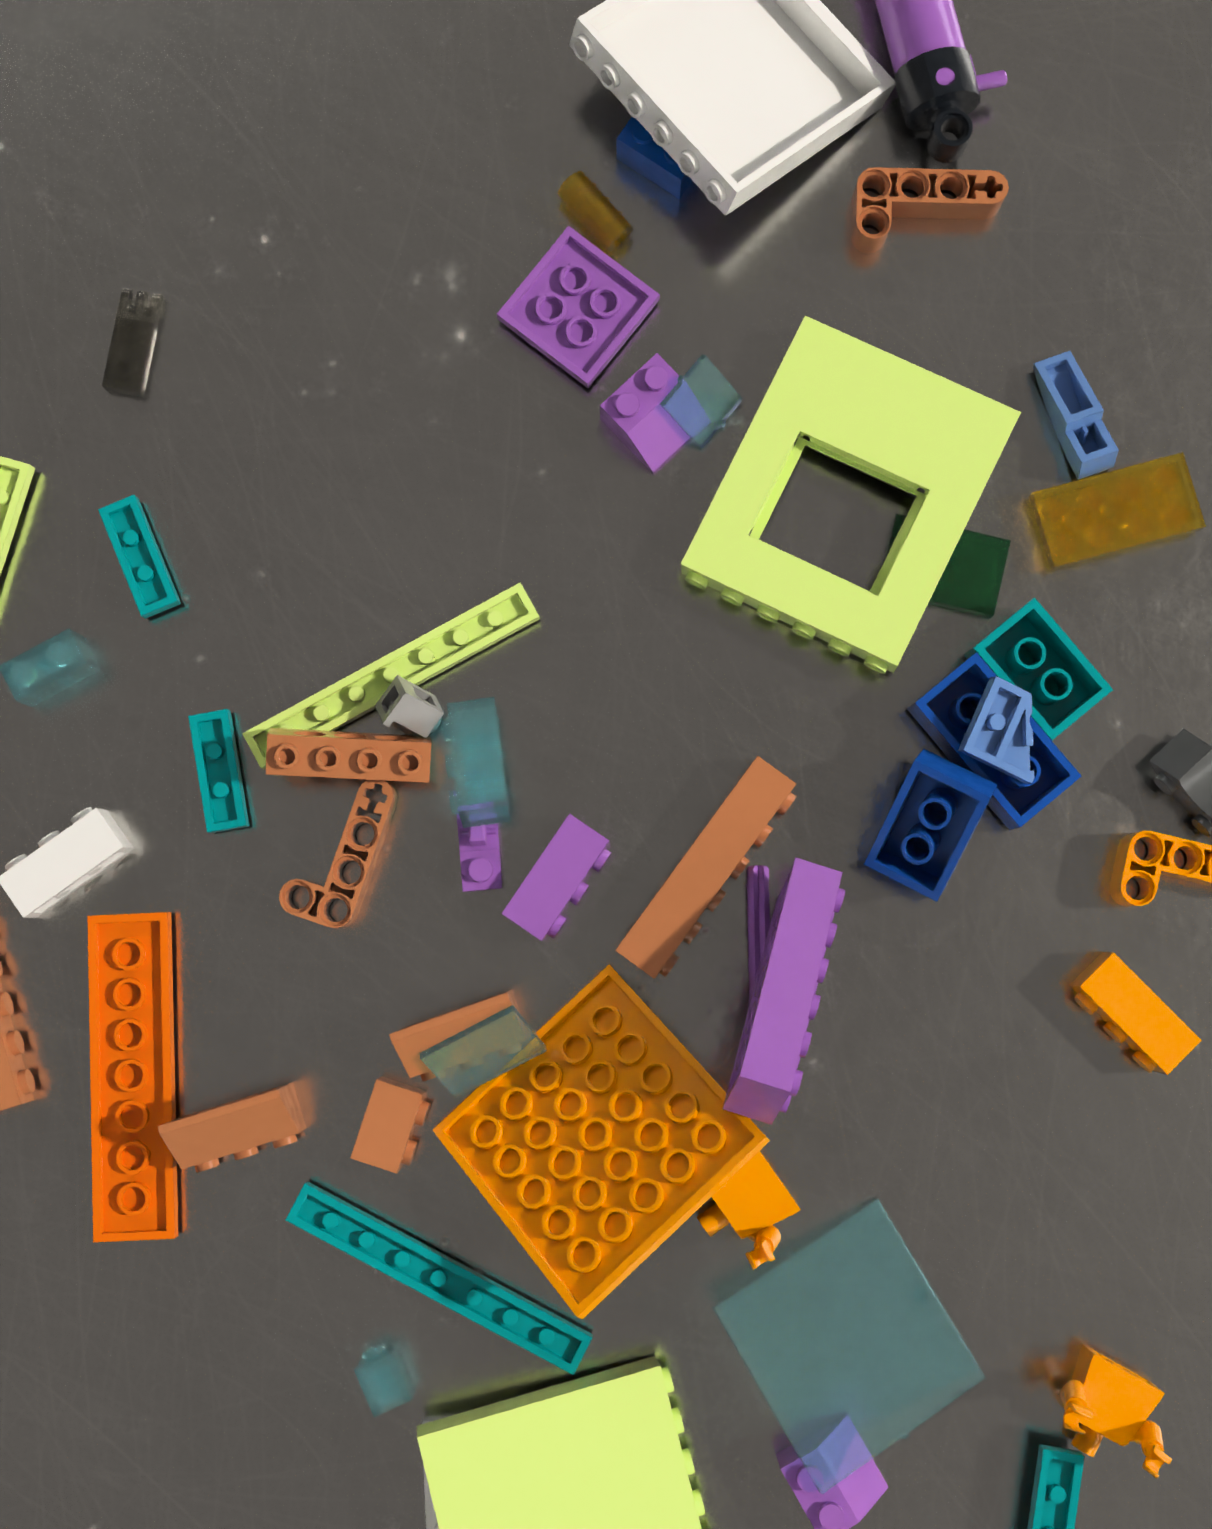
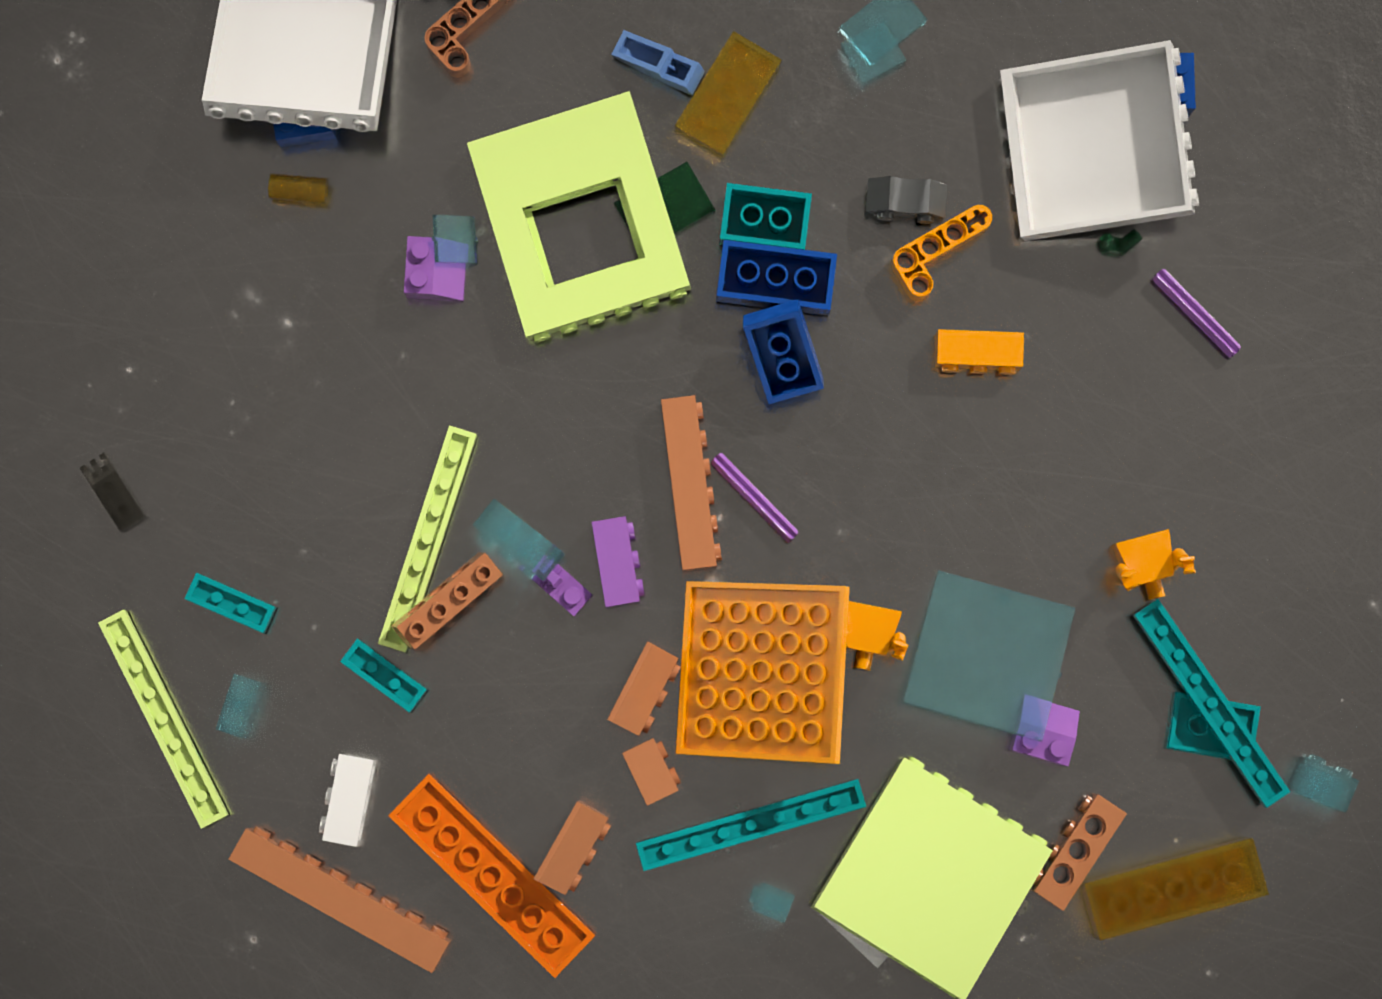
camera: 50 degrees left, 0 degrees up
(348, 850) = (494, 651): nougat beam -> none
(409, 708) = (454, 546): light grey brick -> none
(483, 1051) = (664, 685): clear light blue piece -> none
(578, 306) = (338, 248): medium lavender plate -> none
(785, 992) = (788, 505): medium lavender brick -> none
(1002, 730) = (774, 269): medium blue wing -> none

